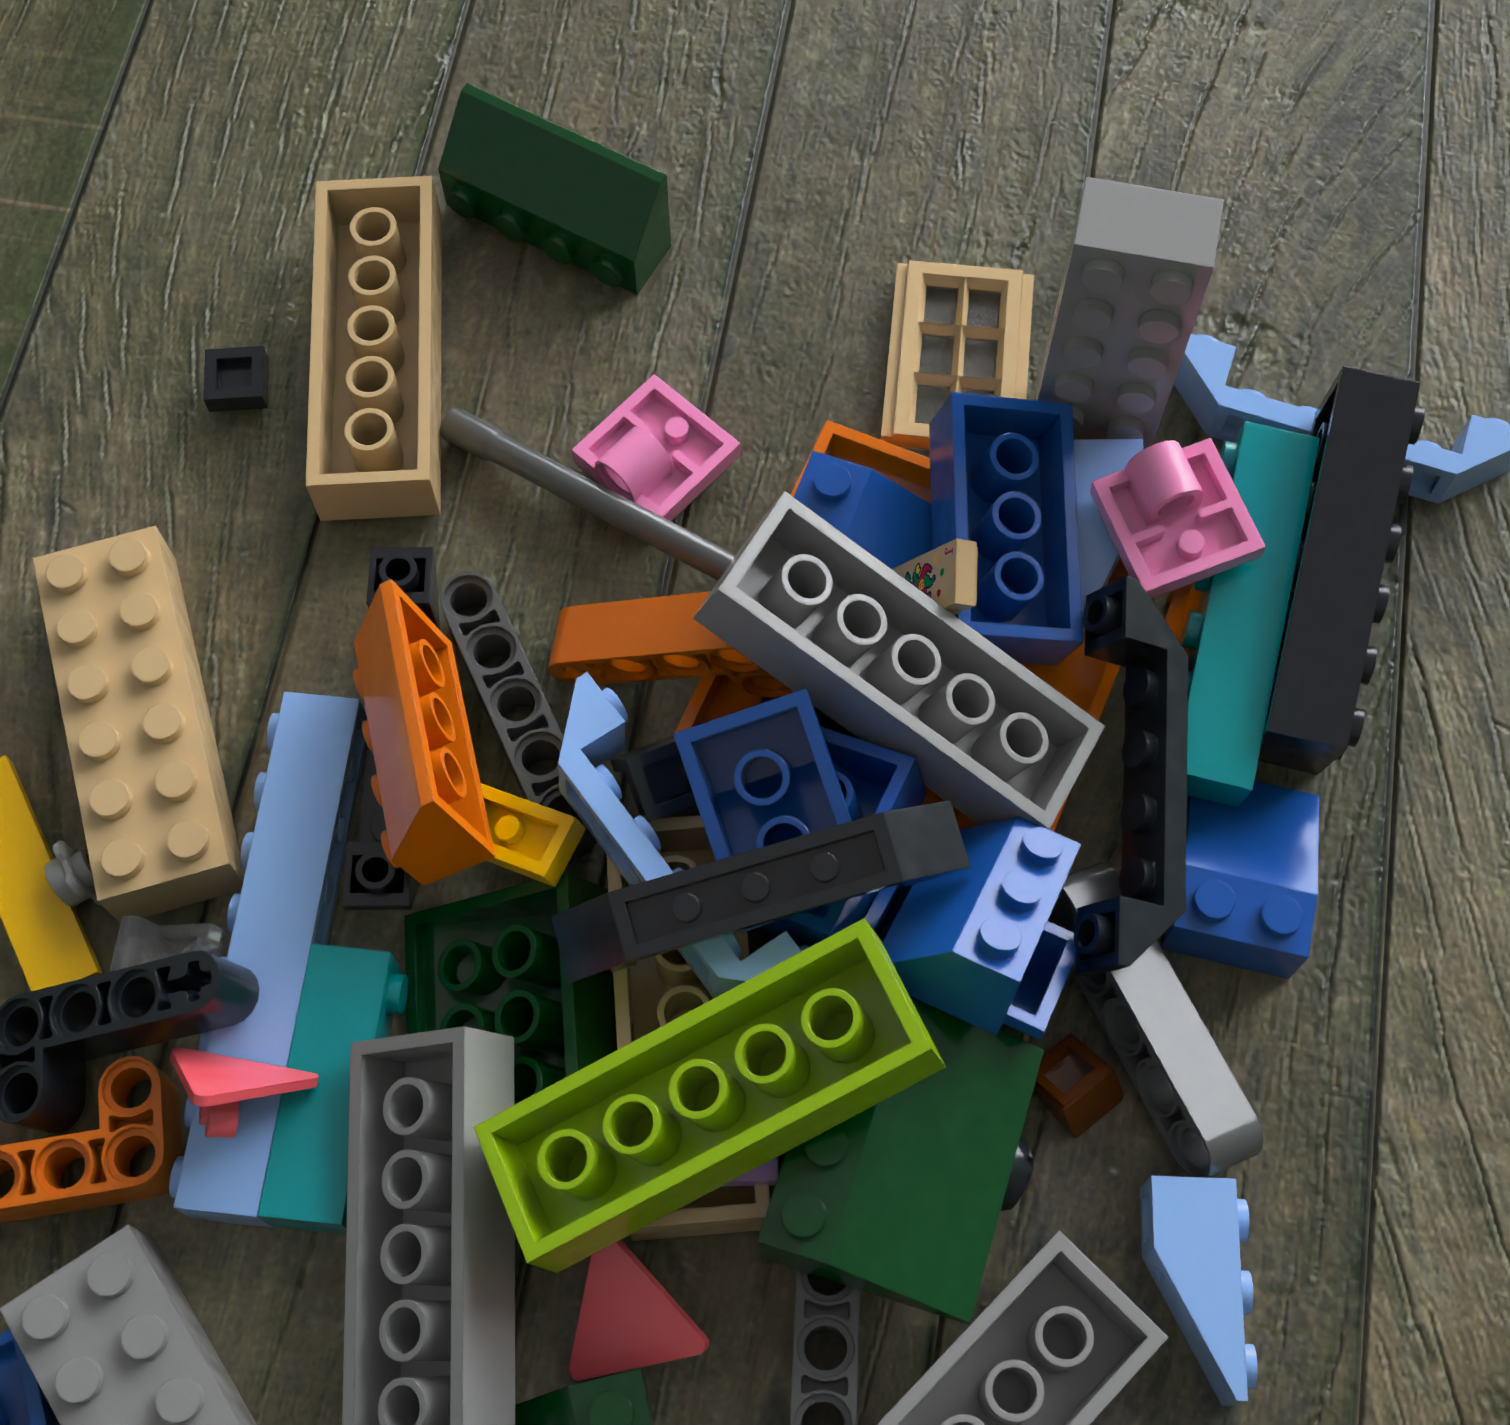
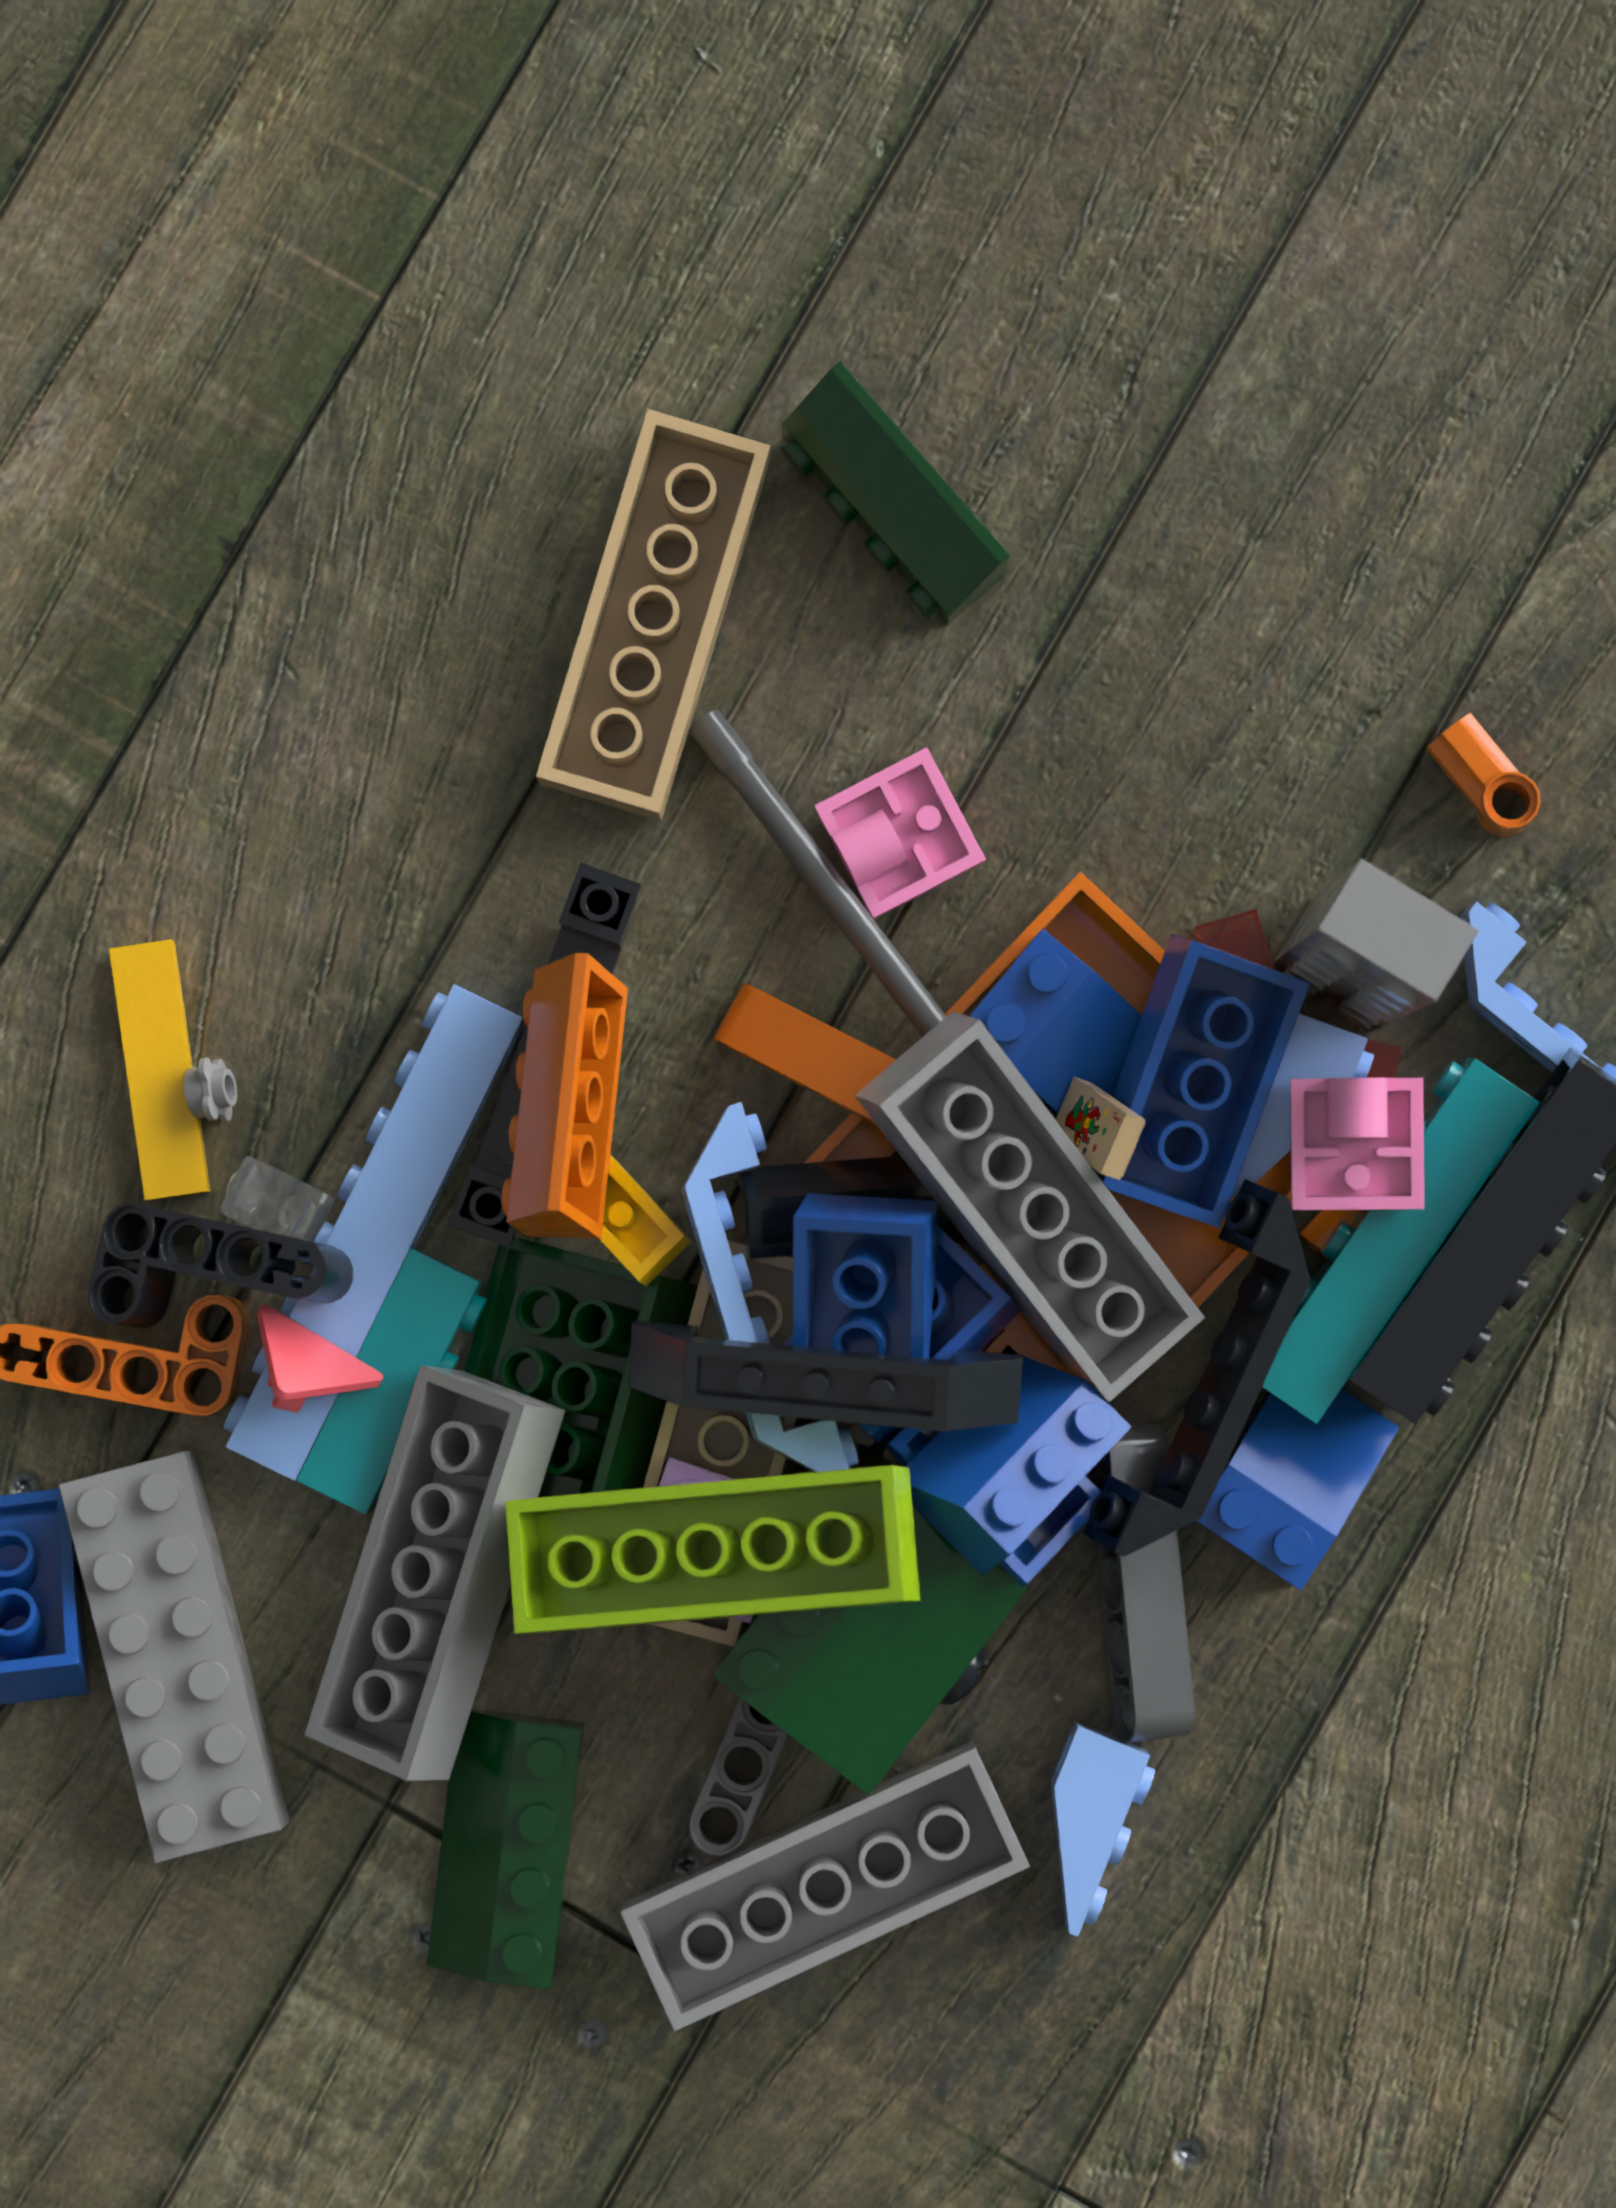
camera: 15 degrees right, 20 degrees up
(137, 726) = (306, 953): tan brick -> none
(236, 378) = (500, 591): black plate -> none
(506, 688) = (660, 1044): dark grey beam -> none
(628, 1319) = (586, 1683): coral piece -> none
(953, 334) = (1249, 830): tan piece -> none
(1076, 1085) = (1054, 1612): reddish brown slope -> none

